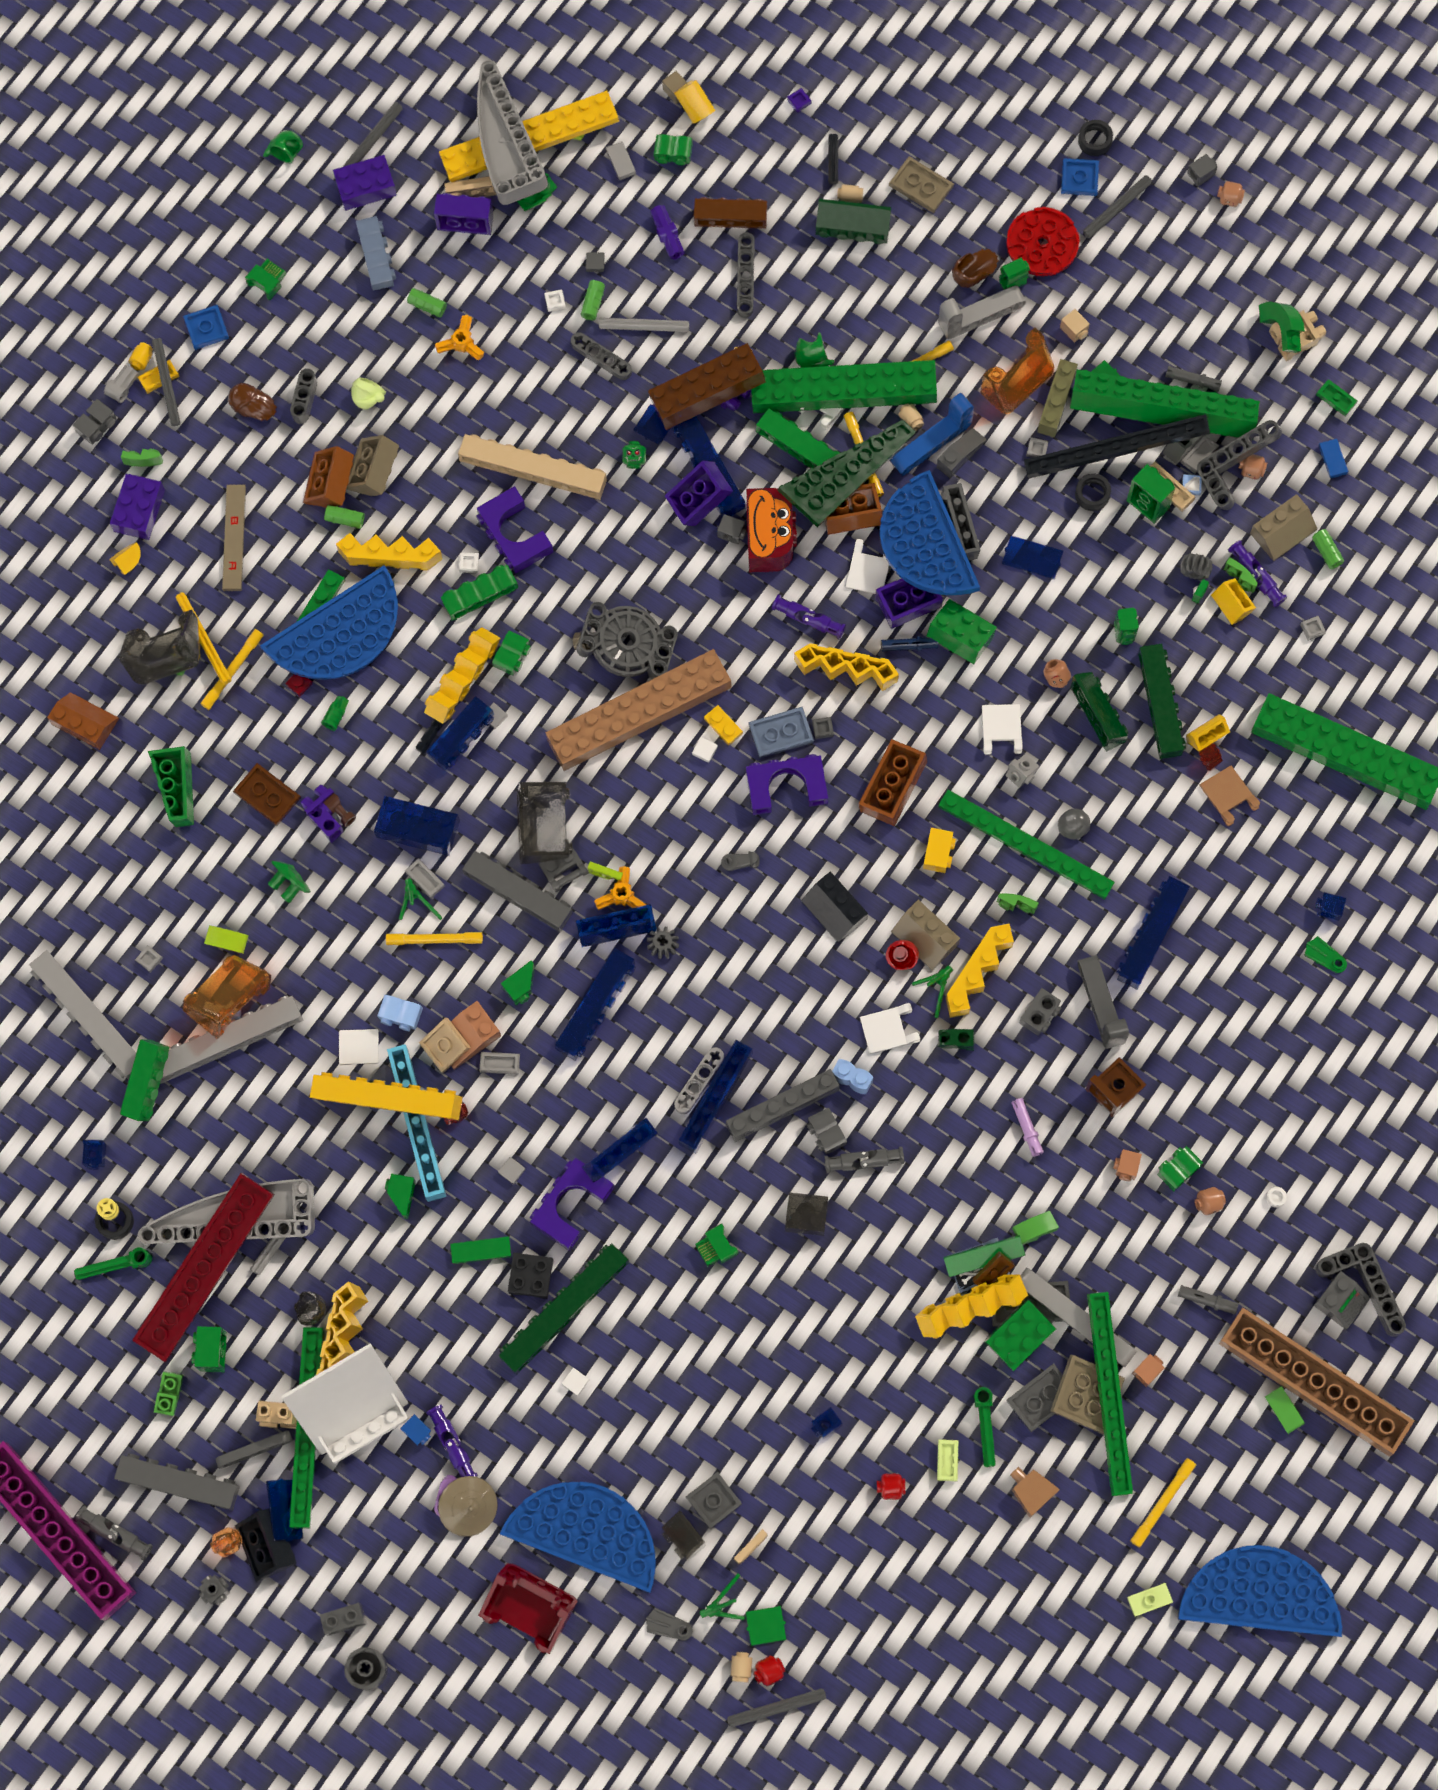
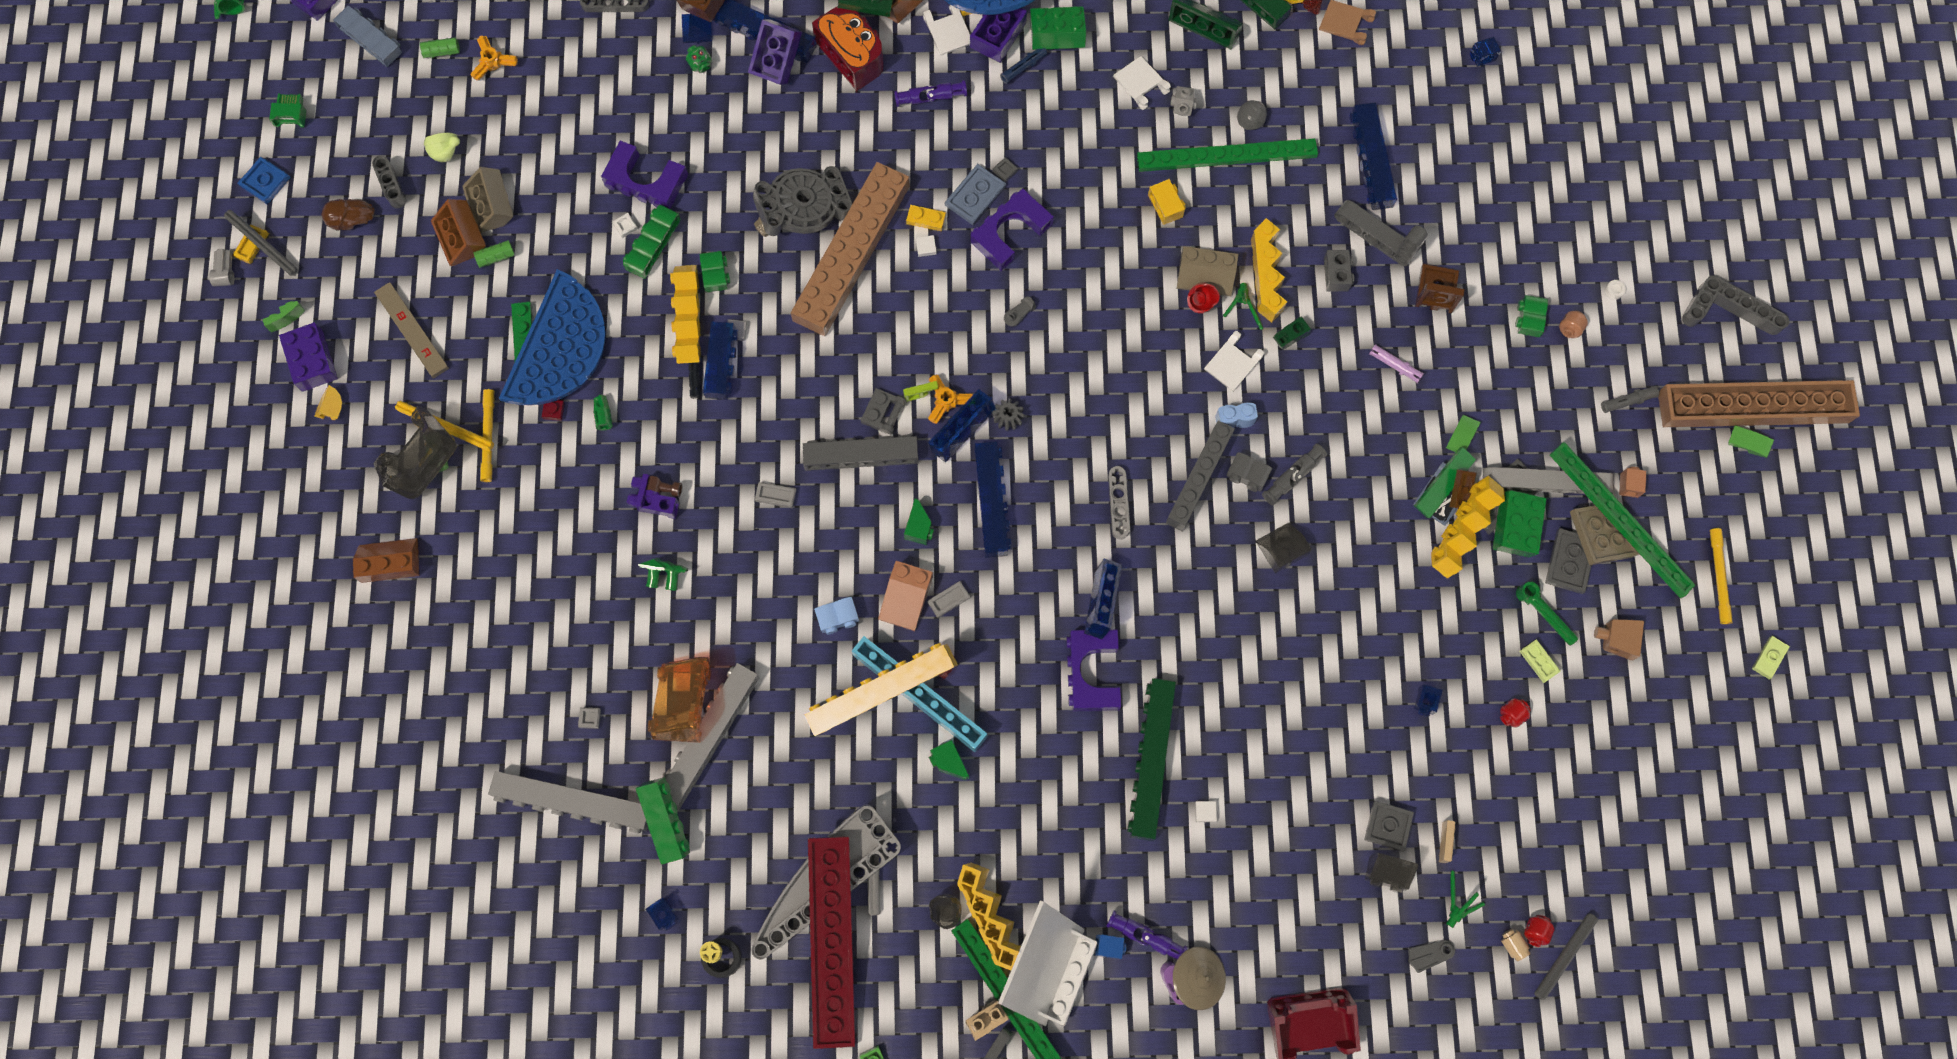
camera: 40 degrees left, 0 degrees up
(94, 426) = (222, 317): dark grey piece -> none
(114, 1264) = (748, 996): green axle -> none
(141, 356) = (223, 236): yellow brick -> none
(174, 780) = (505, 556): green wedge -> none
(210, 1349) = (887, 1006): green brick -> none
(226, 939) = (645, 656): lime slope -> none
(267, 794) = (592, 516): reddish brown tile -> none
(358, 1046) = (822, 667): white sticker -> none
(398, 555) = (544, 264): yellow brick -> none
(411, 894) = (775, 513): green plant -> none
(416, 825) = (738, 456): clear blue brick -> none
(444, 1045) = (894, 615): tan tile -> none
(467, 938) = (795, 554): yellow piece -> none
(480, 1250) = (1048, 760): green tile -> none
(511, 1170) = (1024, 678): light grey tile -> none
(530, 1275) = (1105, 751): black brick -> none
(532, 466) = (622, 118): tan brick -> none
(542, 822) = (840, 385): clear smoke windscreen -> none
(588, 1529) = (1308, 924): blue plate -> none
(715, 1096) = (1144, 505): clear blue brick -> none
(716, 1246) = (1233, 622): green piece -> none
(731, 529) = (819, 66): dark grey brick -> none
(766, 1625) = (1505, 896): green piece -> none
(834, 907) = (1121, 297): black slope -> none
(836, 661) = (997, 105): yellow brick -> none
(893, 782) = (1093, 173): dark orange brick -> none
(1010, 901) = (1250, 203): bright green slope -> none
(1057, 673) = (1153, 13): nougat head -> none
(1127, 1165) = (1493, 340): nougat brick -> none
(1263, 1591) = (1844, 590): blue plate -> none
(1324, 955) = (1506, 91): green piece -> none
(1342, 1300) = (1722, 331): dark grey slope -> none

